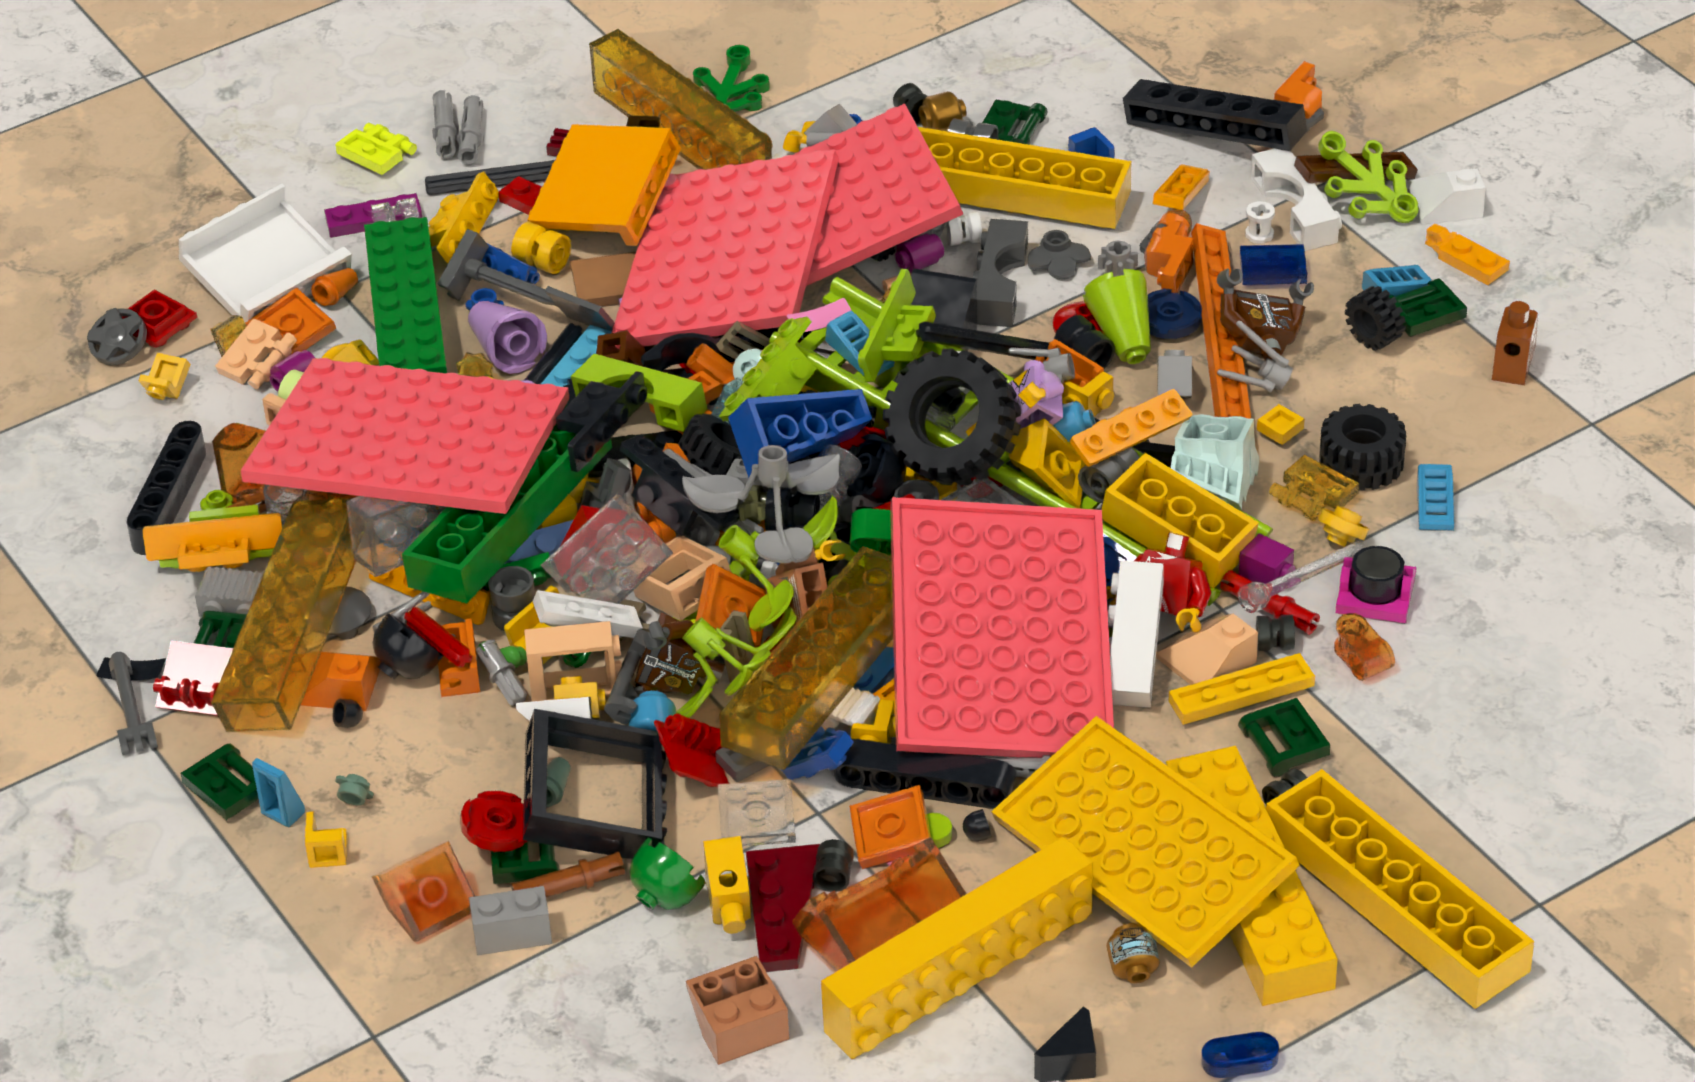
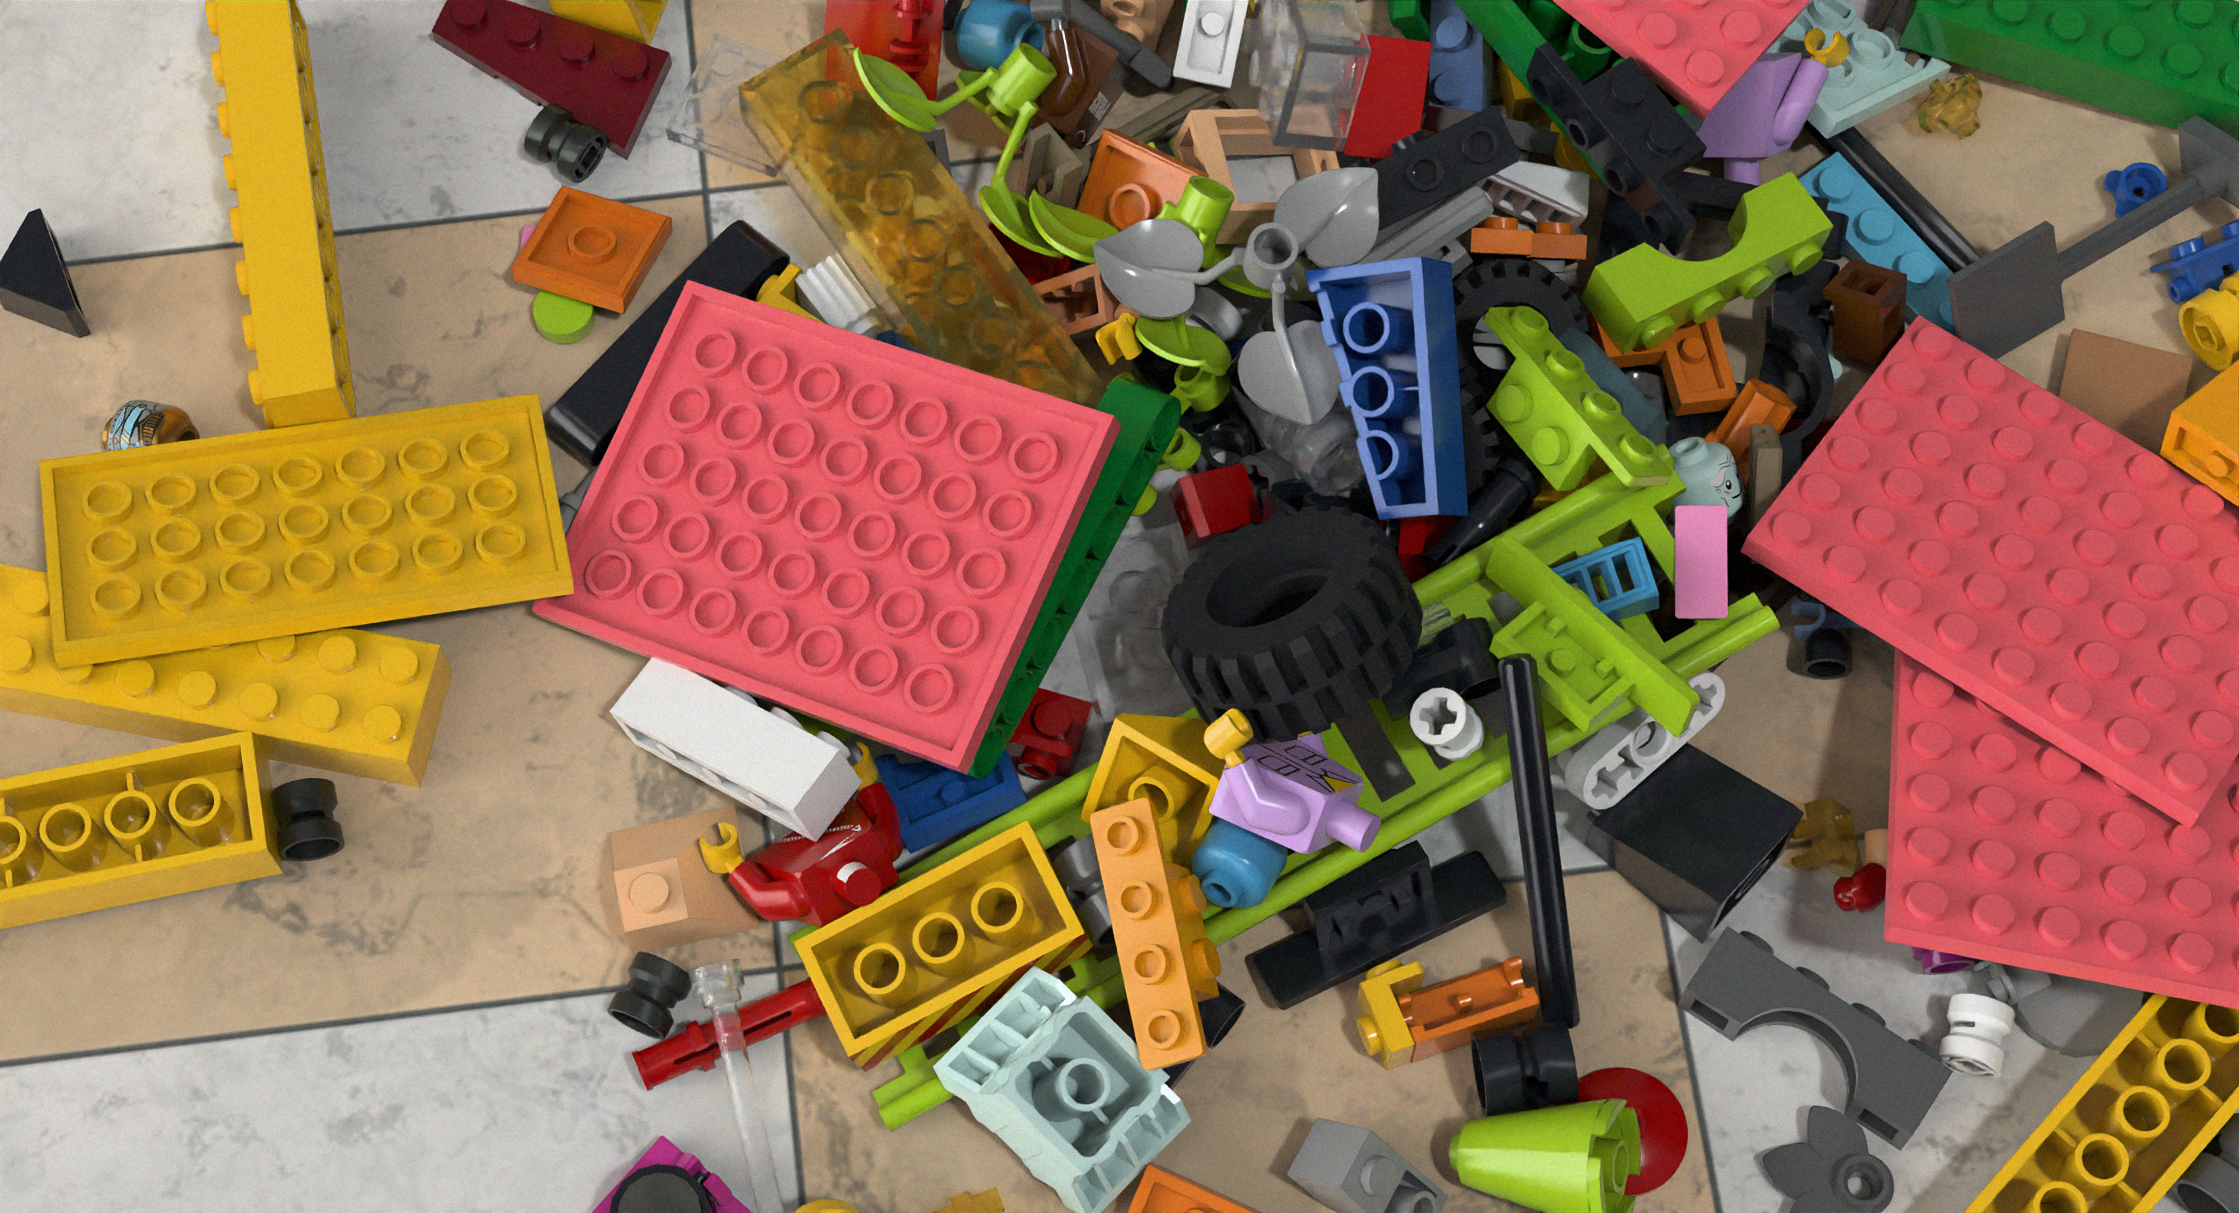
camera: 115 degrees right, 25 degrees up
(508, 335) = (2016, 167): lavender cone -> none
(822, 751) = (770, 212): blue wing -> none
(879, 907) = (419, 140): clear orange windscreen -> none
(976, 826) = (528, 370): black hinge -> none
(1058, 363) = (1453, 957): light grey plant -> none
(1241, 688) = (567, 881): yellow plate -> none
(1265, 560) = (811, 1075): magenta brick -> none
(1293, 729) = (430, 907): dark green plate -> none
(1362, 647) = (523, 1110): clear orange piece -> none

